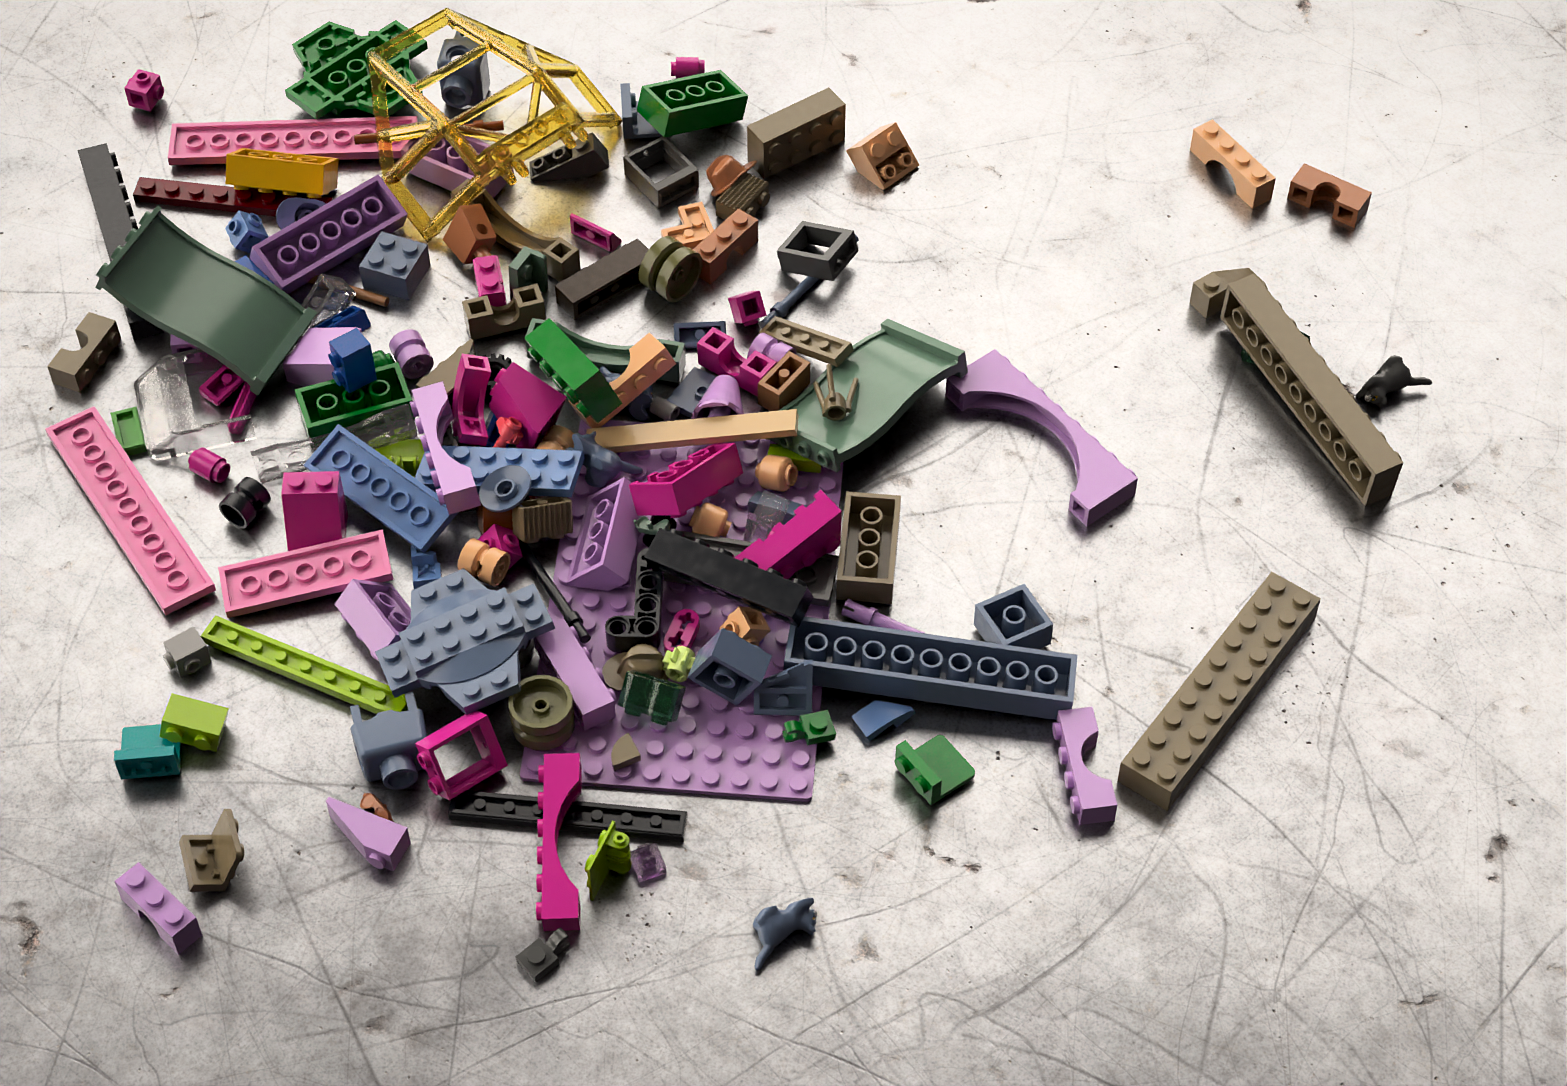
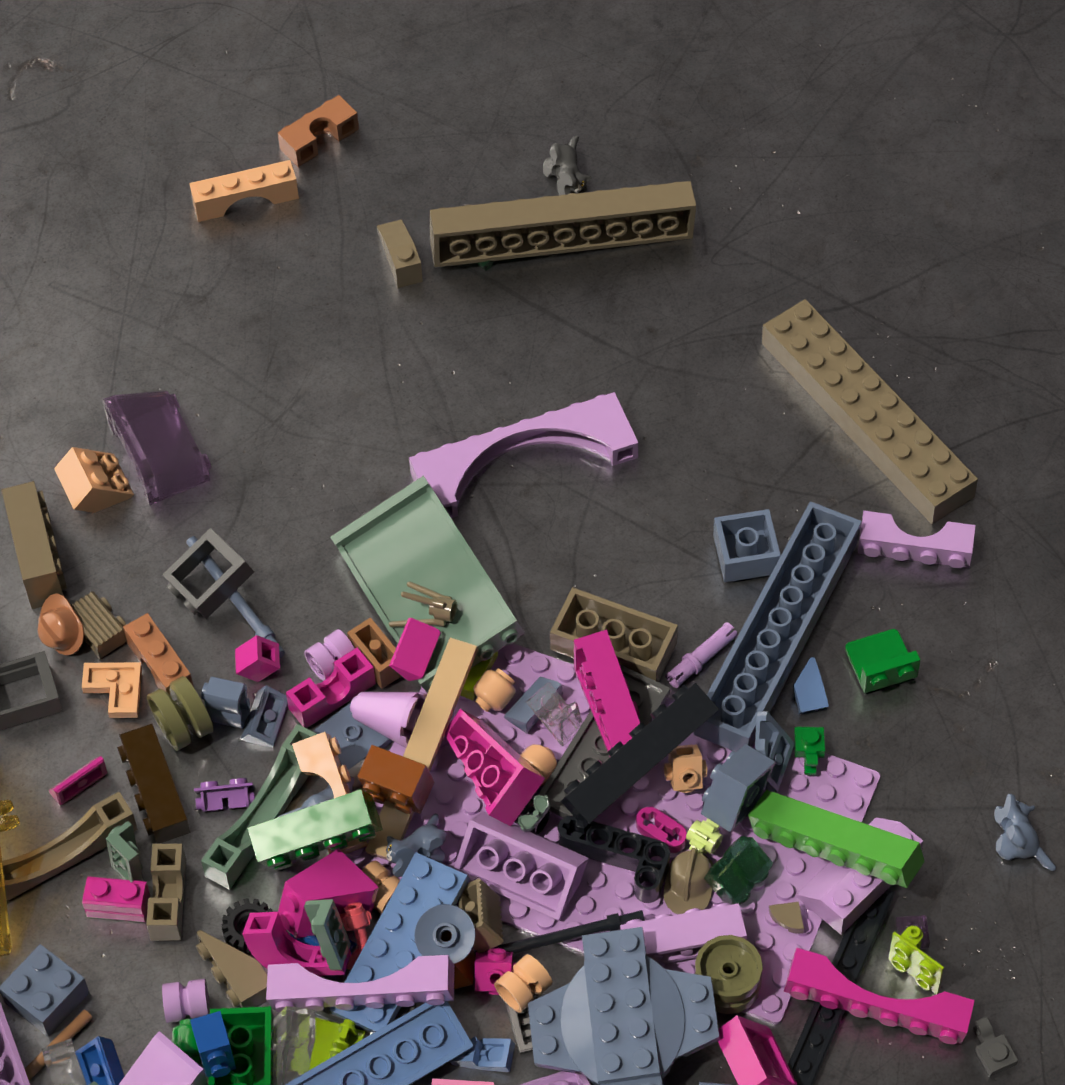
camera: 70 degrees left, 5 degrees up
(470, 233) = (43, 898): nougat torso -> none
(479, 409) = (329, 931): none -> sand green bracket
(610, 319) = (213, 795): none -> medium lavender hinge
(640, 412) = (396, 780): none -> dark orange brick
(685, 799) = (844, 894): none -> lavender slope
(693, 295) = (226, 702): none -> sand blue brick
(698, 756) = (836, 838): none -> bright green brick
(788, 396) = (414, 649): none -> dark pink slope
(809, 341) = (330, 616): dark tan plate -> none
(931, 177) = (157, 443): none -> clear purple windscreen

